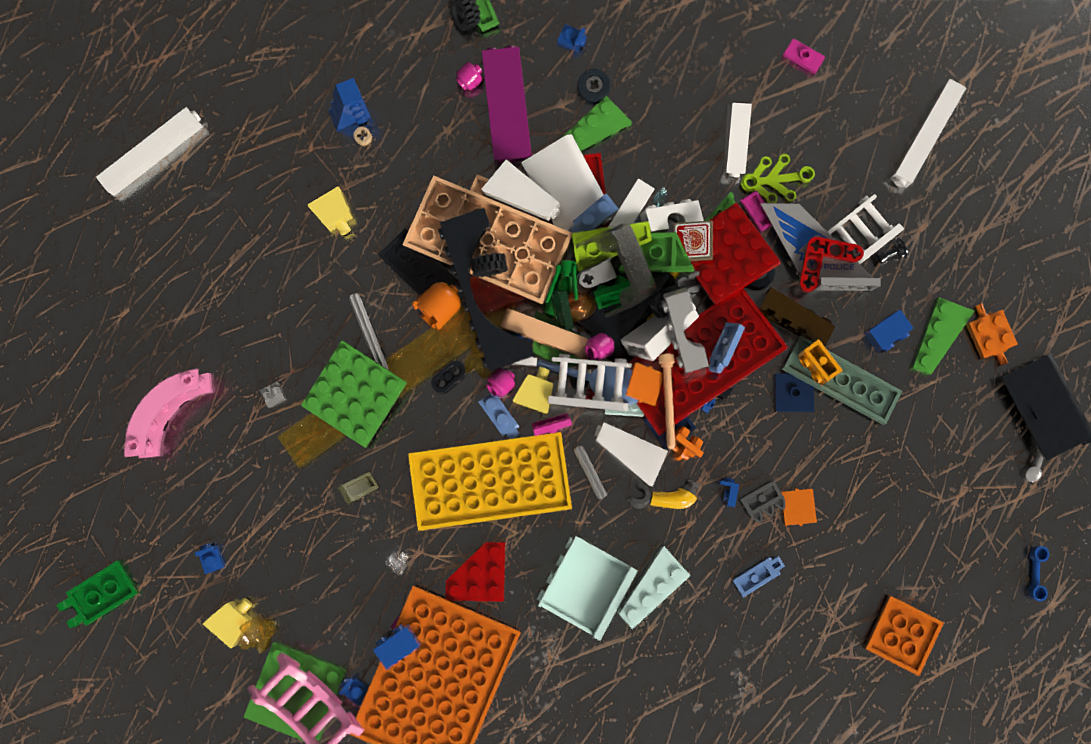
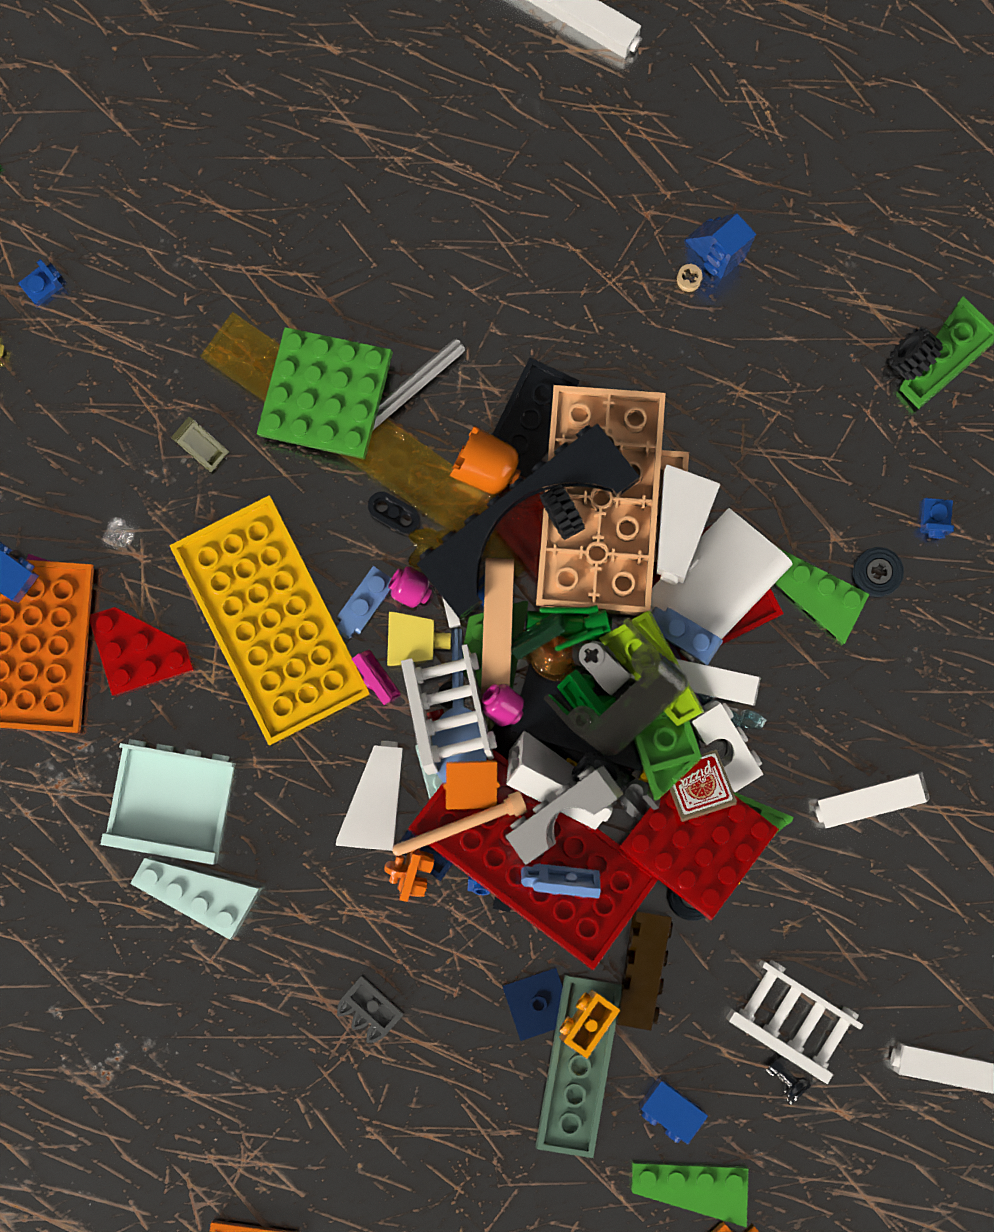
camera: 70 degrees right, 0 degrees up
(157, 407) = (203, 135): bright pink fence -> none
(272, 394) = (288, 285): light grey tile -> none
(333, 211) = (568, 274): light yellow torso -> none
(469, 76) = (826, 393): dark pink head -> none
(506, 104) = (804, 459): magenta brick -> none
(590, 472) = (328, 753): light grey axle -> none
(679, 499) = (329, 886): yellow piece -> none
(731, 494) = (362, 960): blue bracket -> none
(755, 211) = (780, 866): dark pink plate -> none
(758, 575) = (263, 1037): medium blue hinge -> none
(774, 179) = (835, 873): lime plant -> none
(795, 229) = (749, 966): light grey piece -> none
(799, 507) = (379, 1063): orange piece -> none
(811, 254) = (741, 971): red beam -> none

